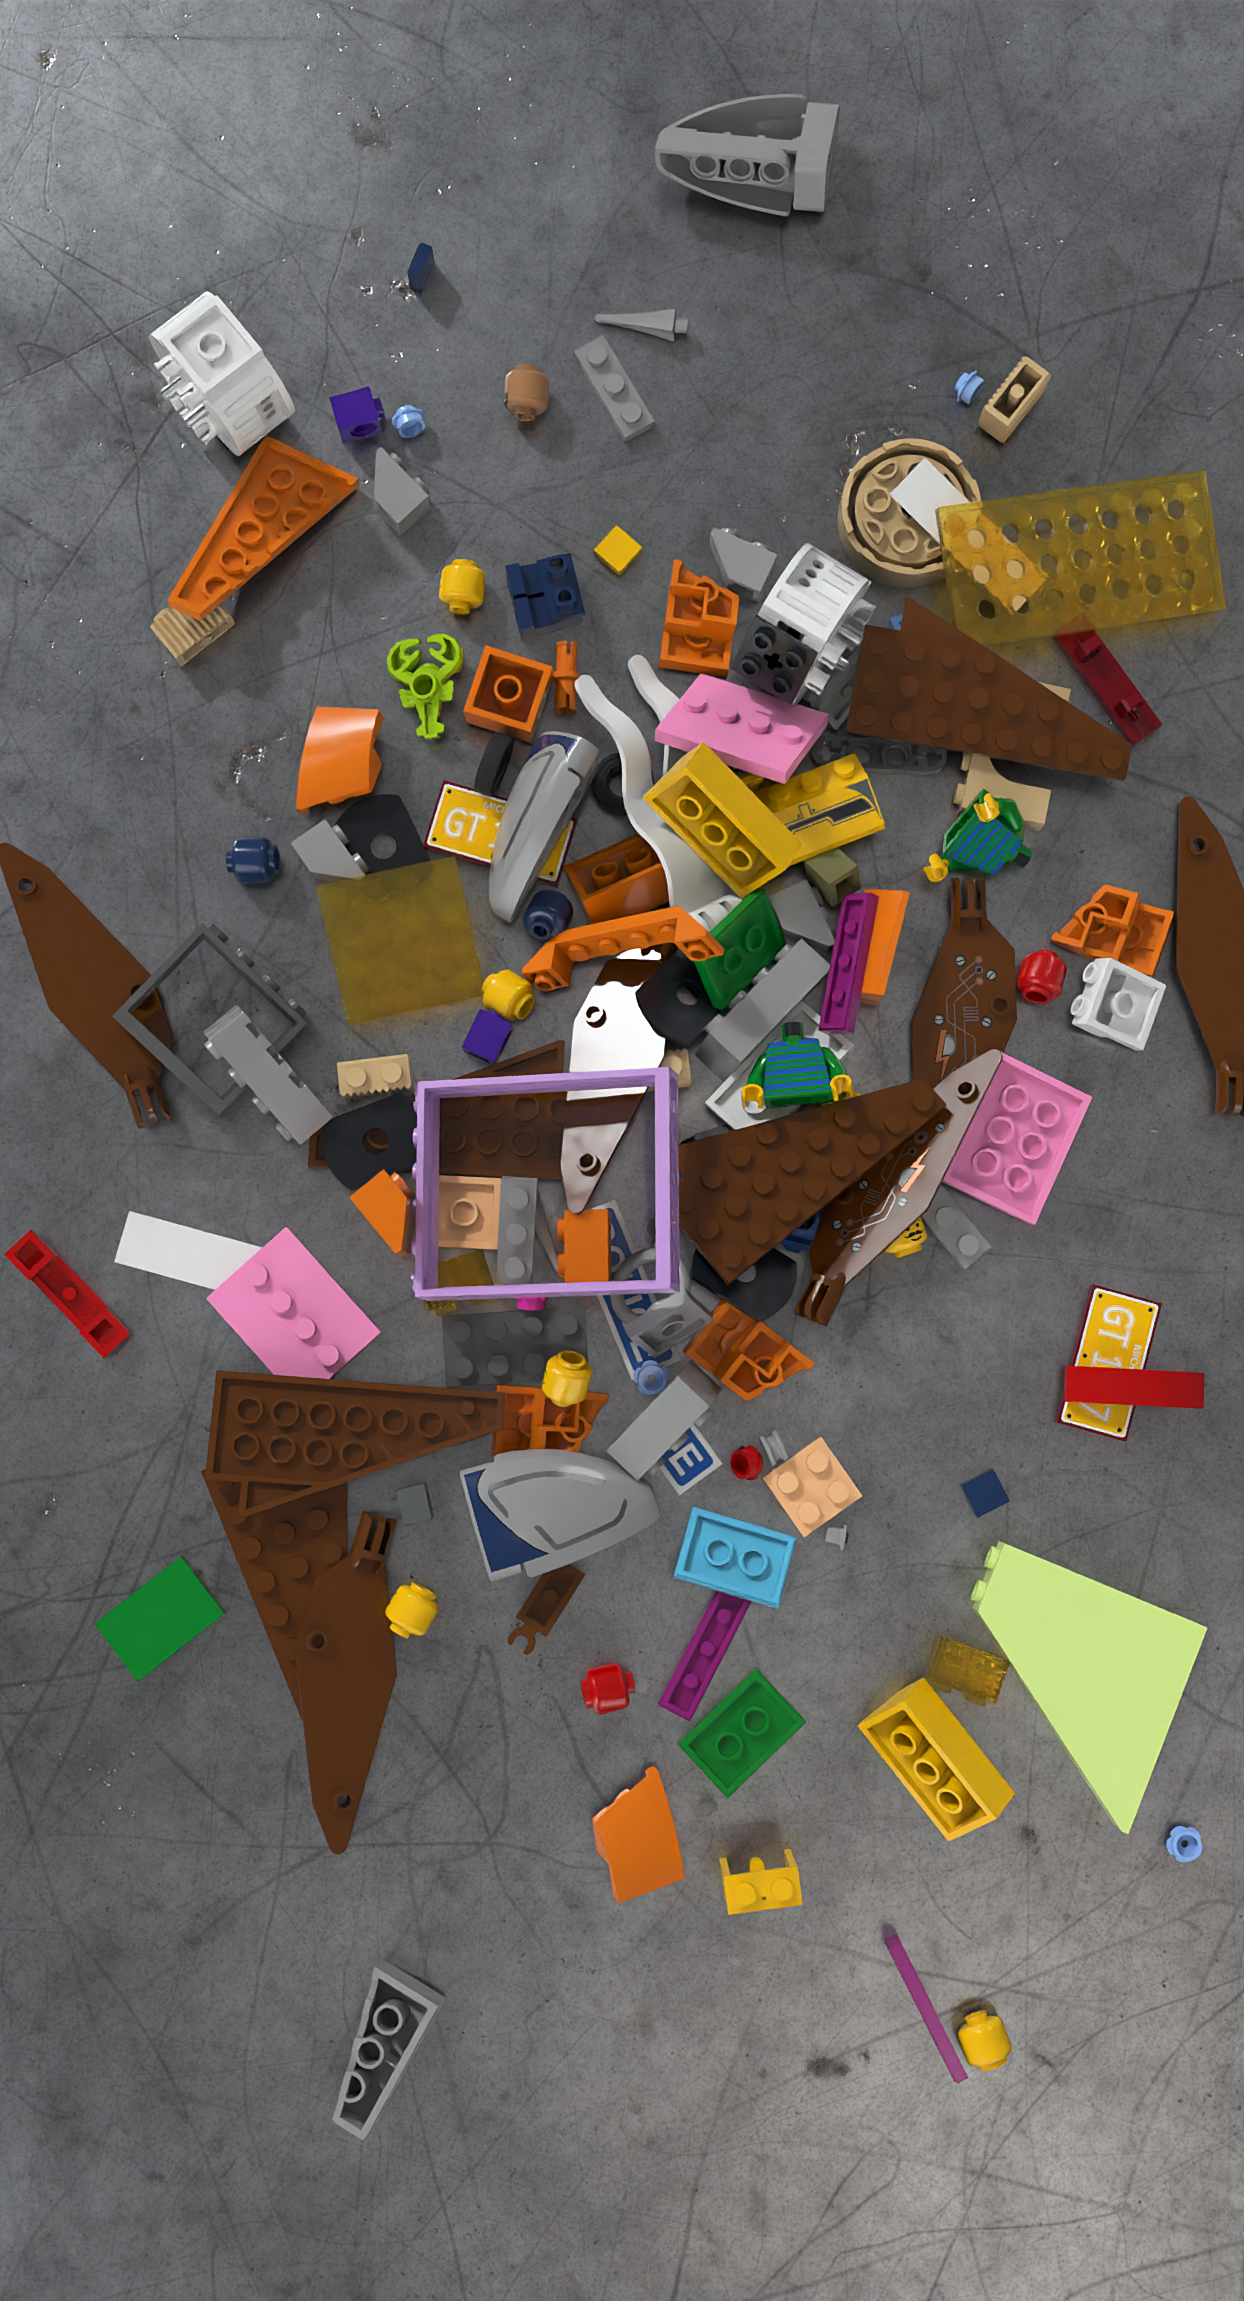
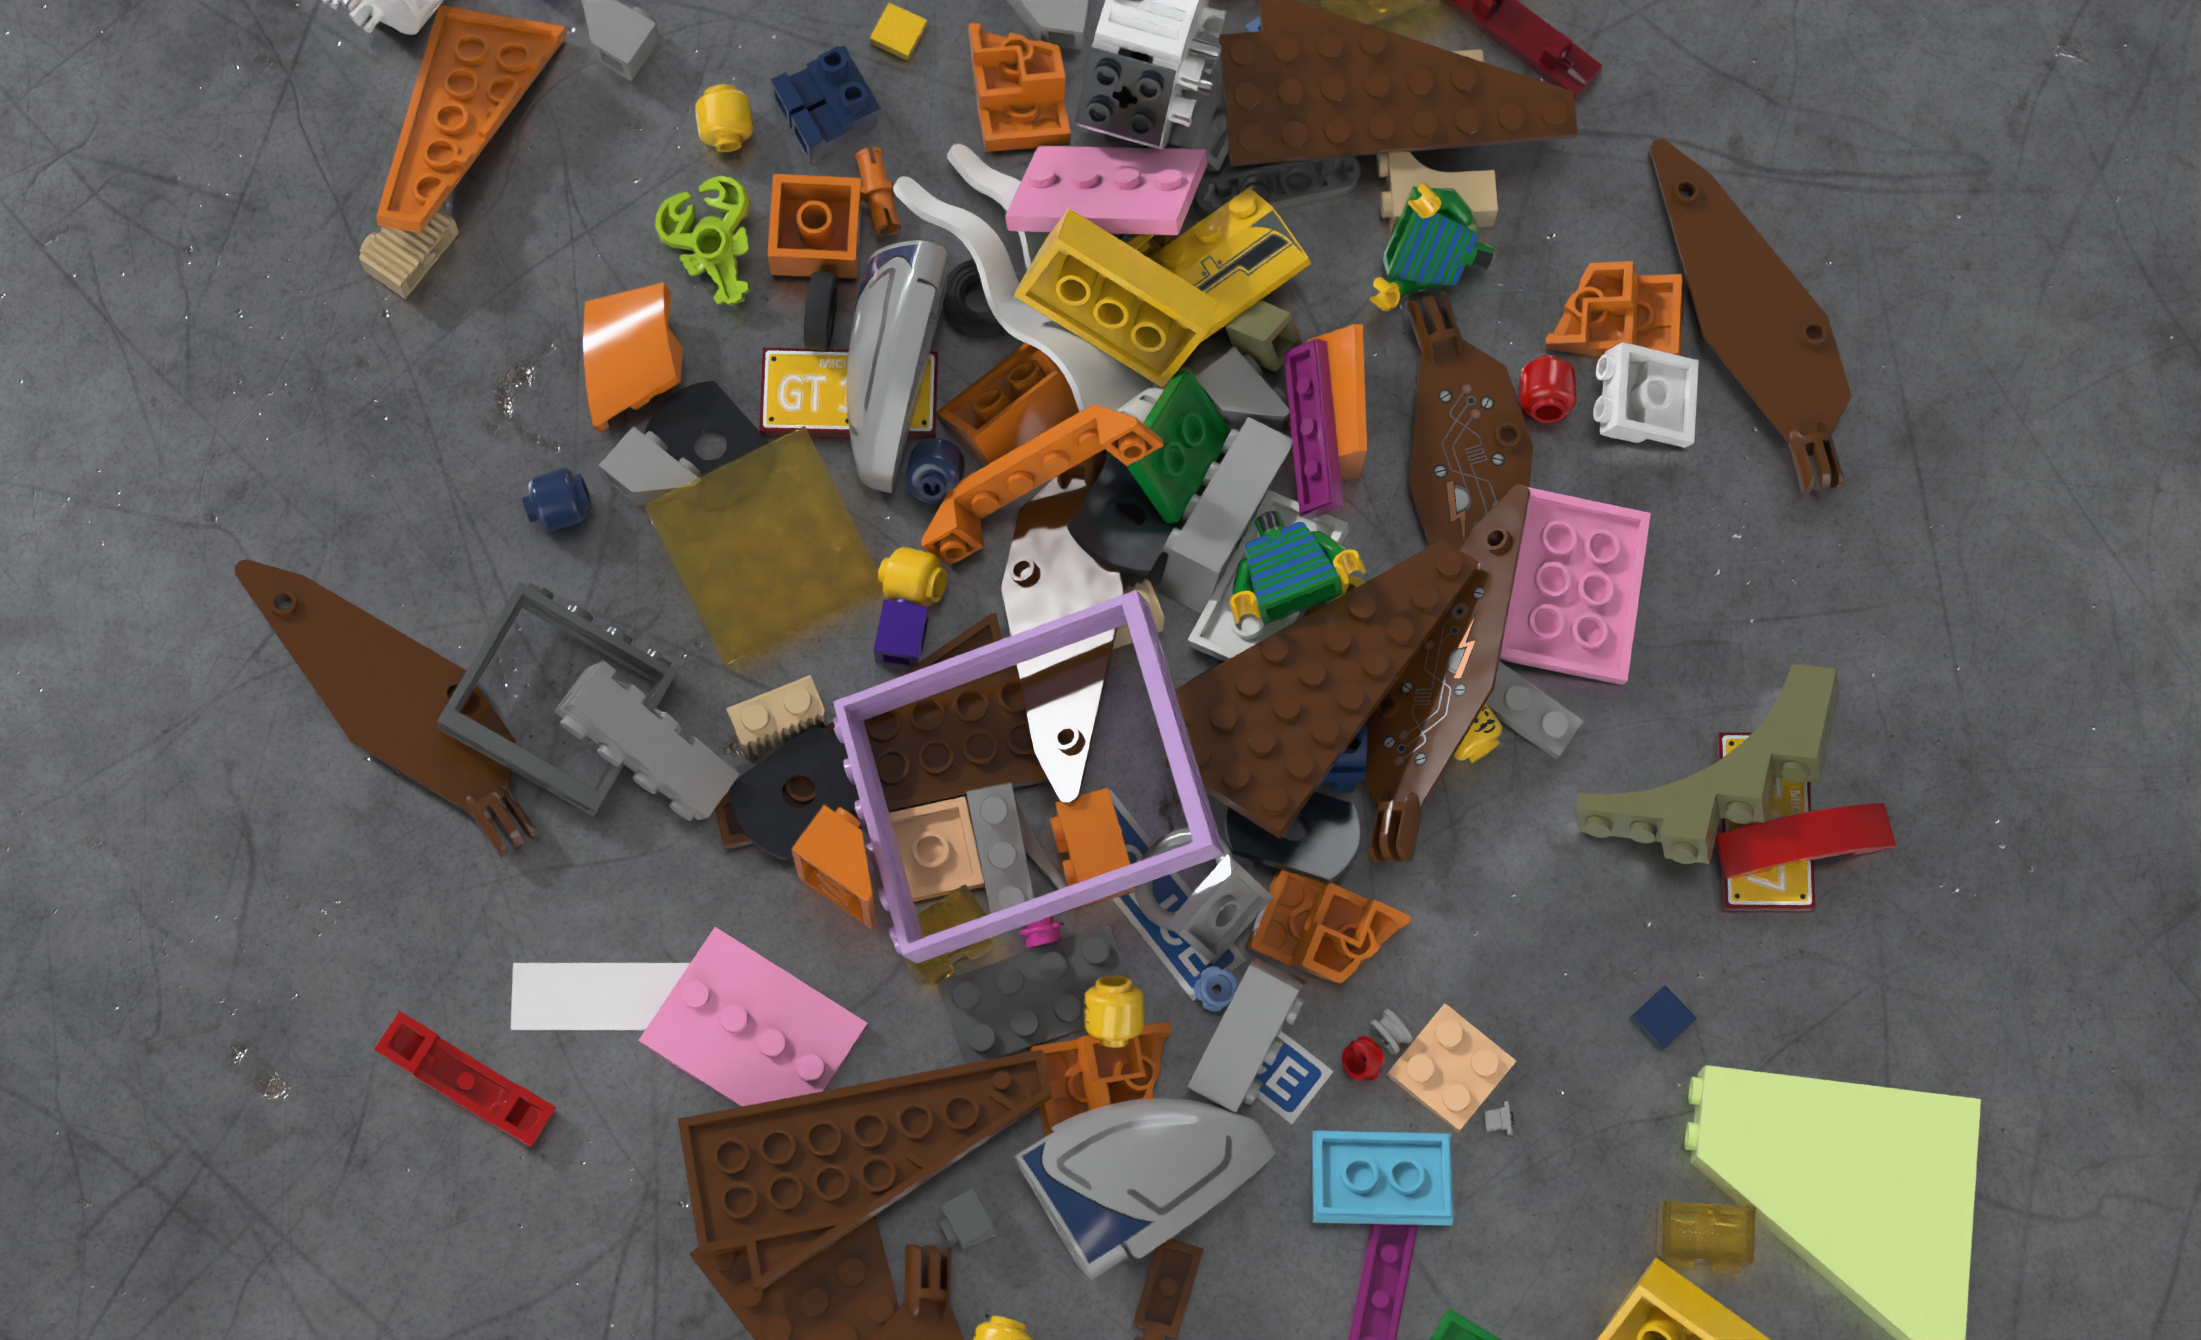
camera: 15 degrees left, 10 degrees down
(1094, 1336) = (1737, 787): none -> olive arch

